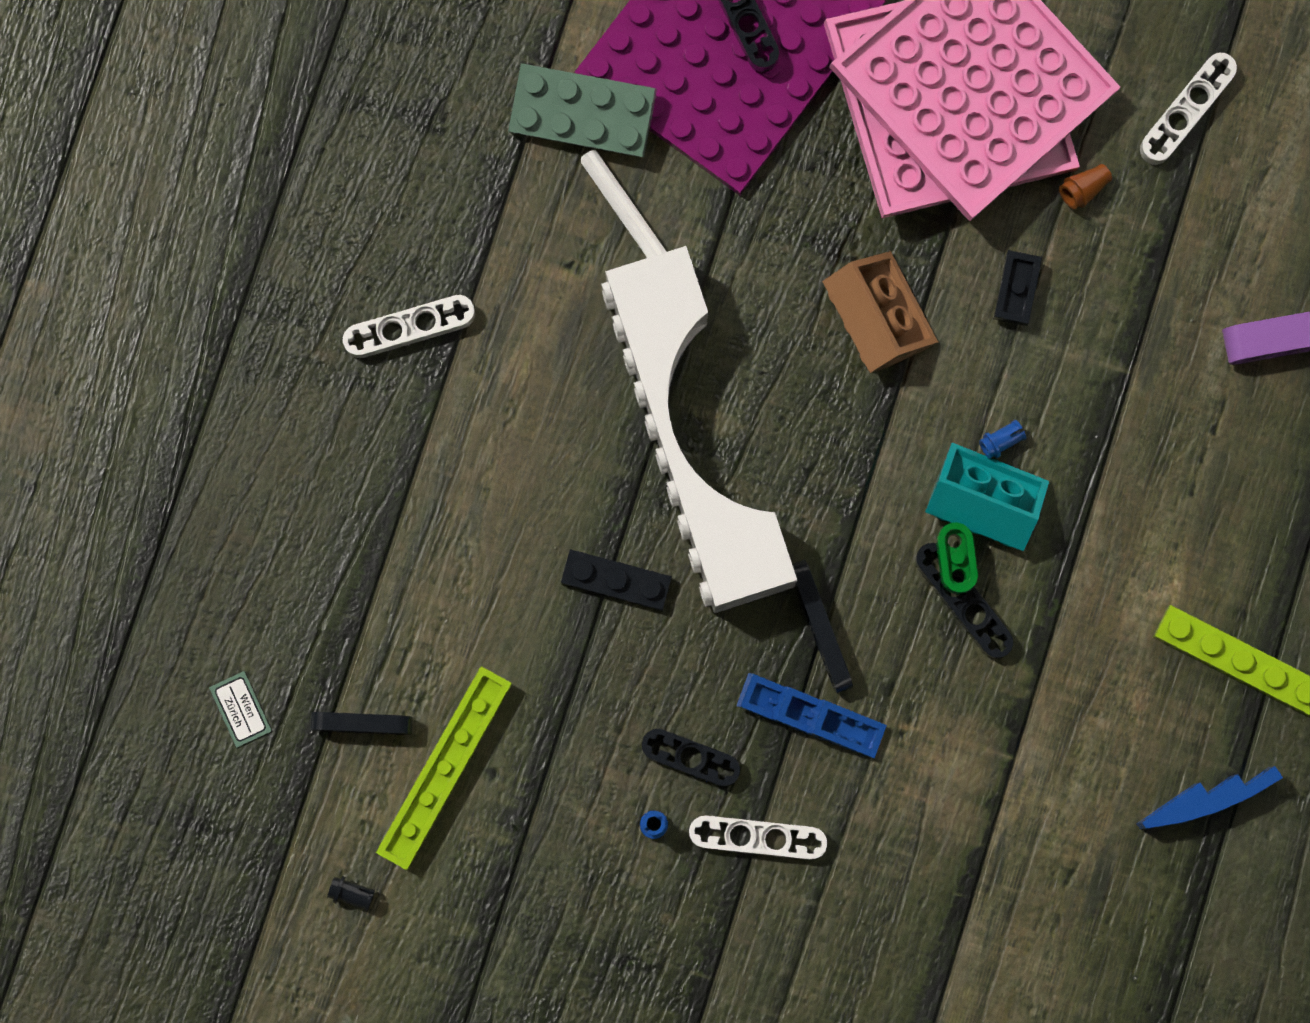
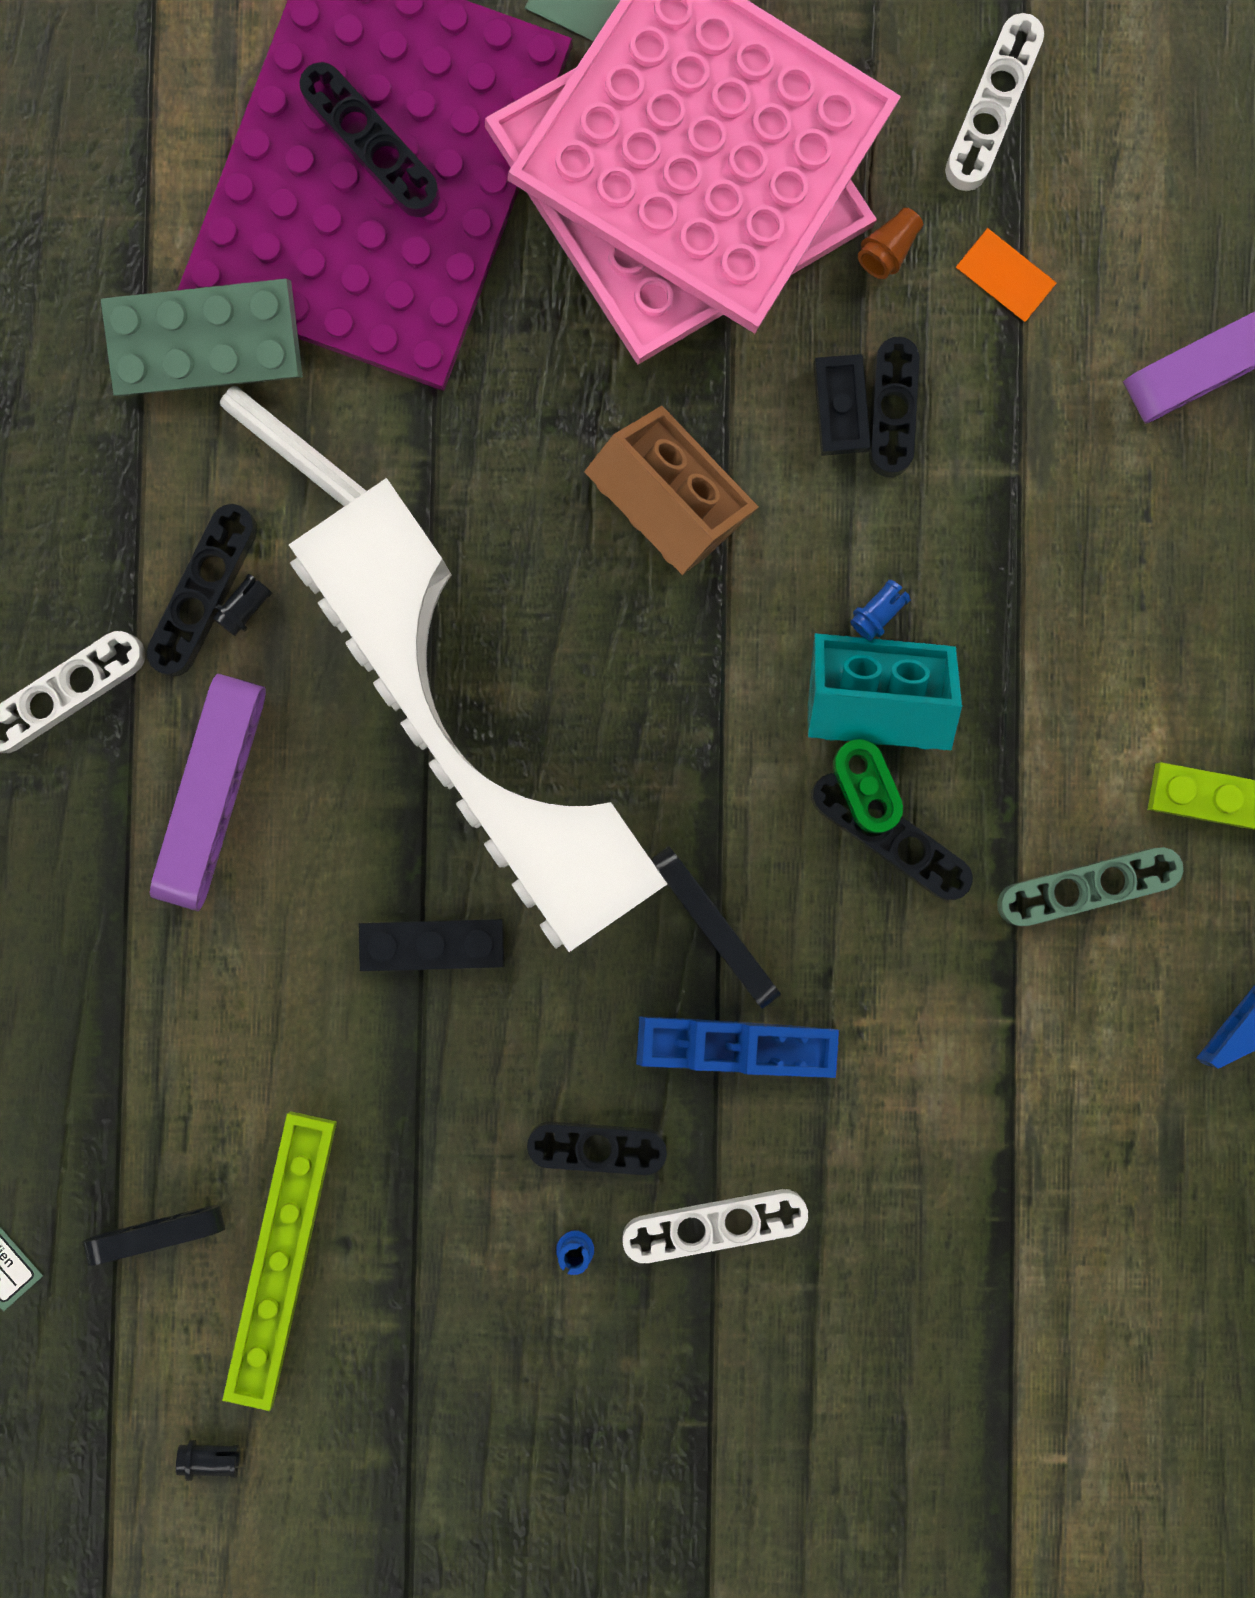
camera: 15 degrees left, 5 degrees up
(491, 426) = (207, 792): none -> medium lavender beam
(524, 281) = (195, 587): none -> black beam
(553, 303) = (241, 605): none -> black pin
(1071, 280) = (883, 372): none -> black beam
(1094, 683) = (1089, 884): none -> sand green beam
(1162, 231) = (1006, 275): none -> orange sticker

